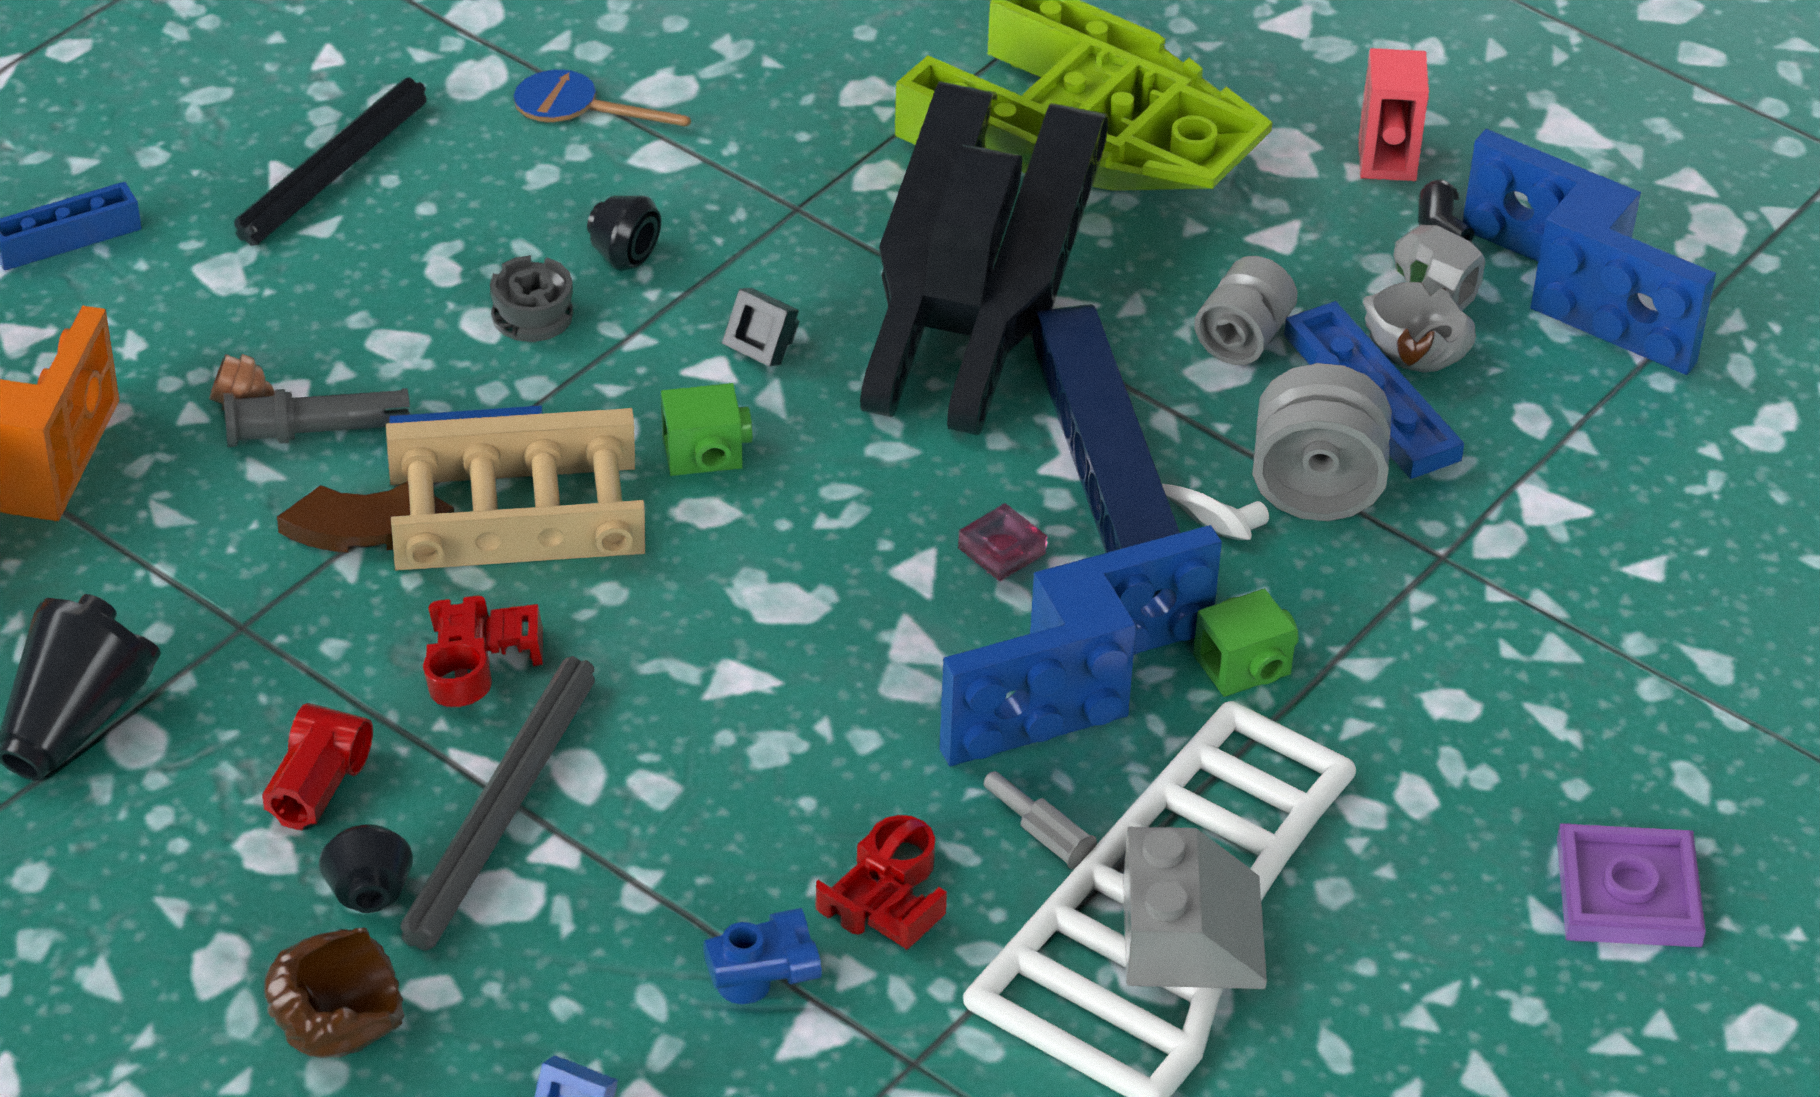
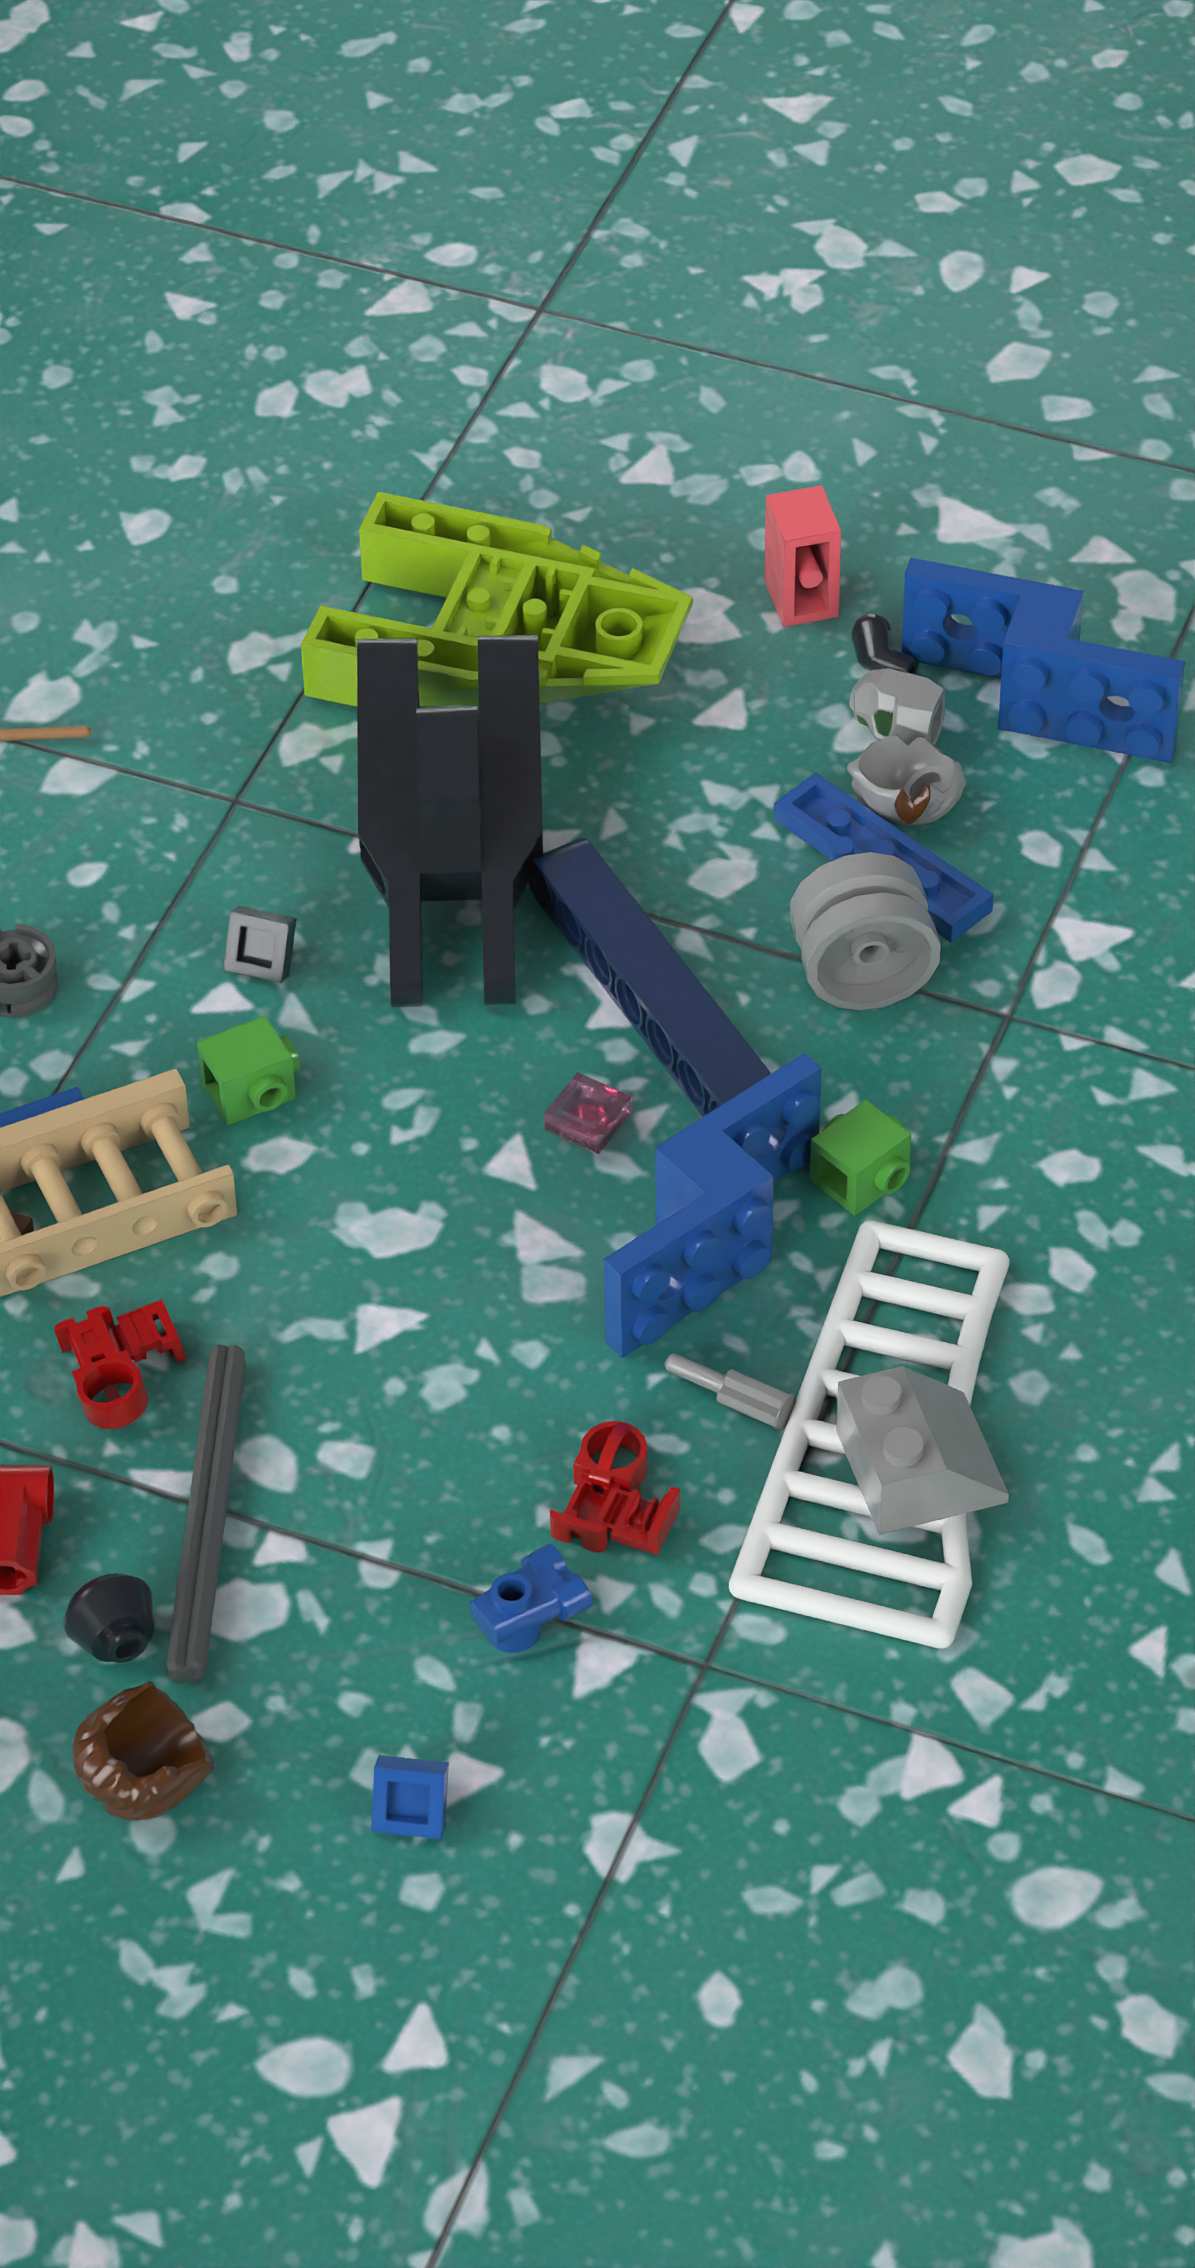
camera: 15 degrees left, 5 degrees up
(625, 230) = (78, 871): black cone -> none
(1223, 518) = (784, 1031): white bar -> none
(1246, 310) = (733, 805): light grey wheel -> none

